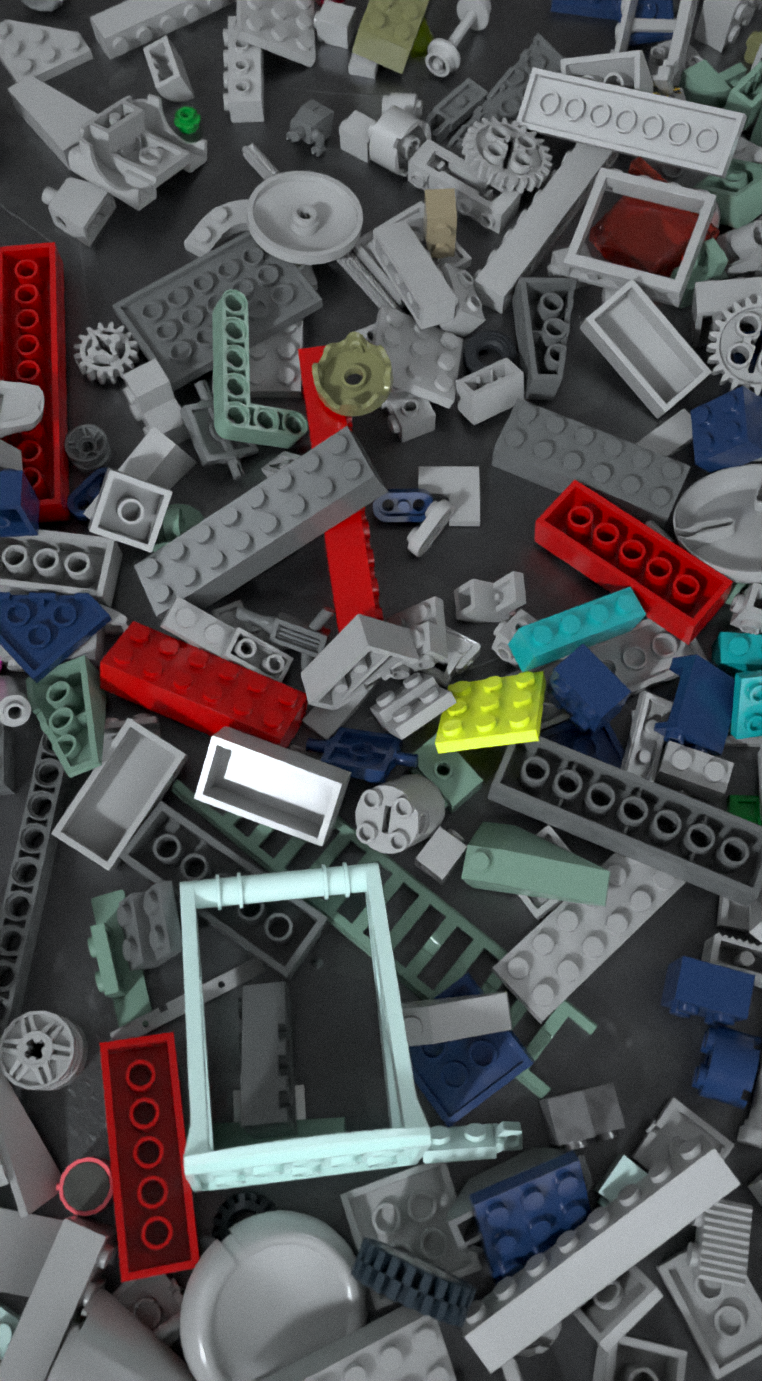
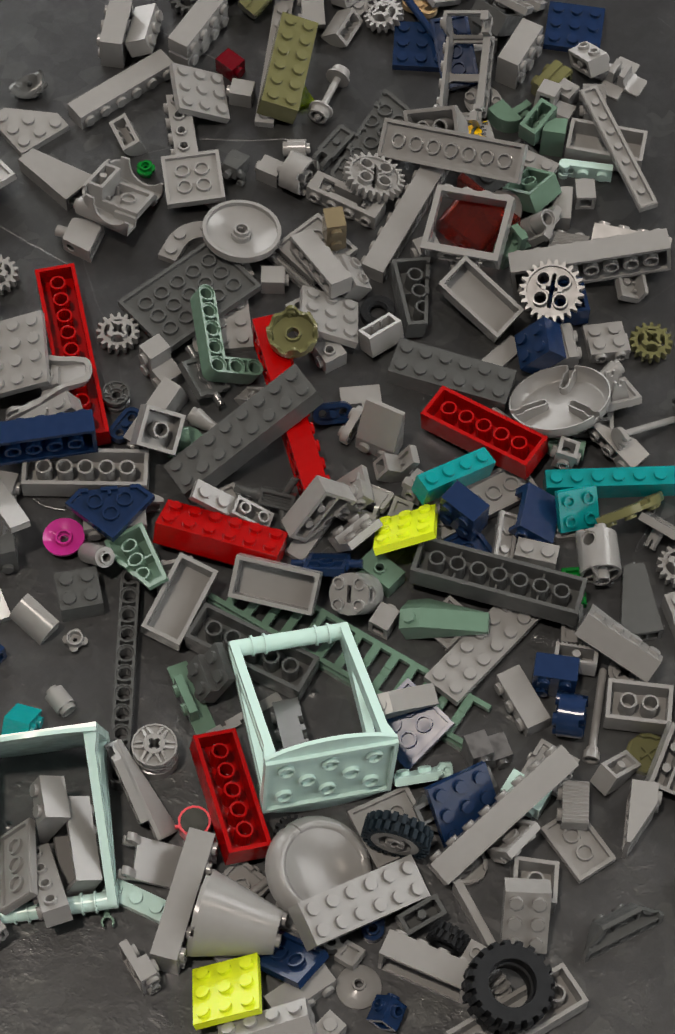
camera: 10 degrees left, 10 degrees down
(204, 495) = (200, 419): none -> light grey cone
(248, 136) = (193, 179): none -> light grey plate
(343, 293) = (274, 279): none -> light grey brick
(471, 540) = (380, 428): none -> light grey slope
(486, 666) = (398, 505): none -> light grey plate
(647, 1024) = (522, 701): none -> light grey brick

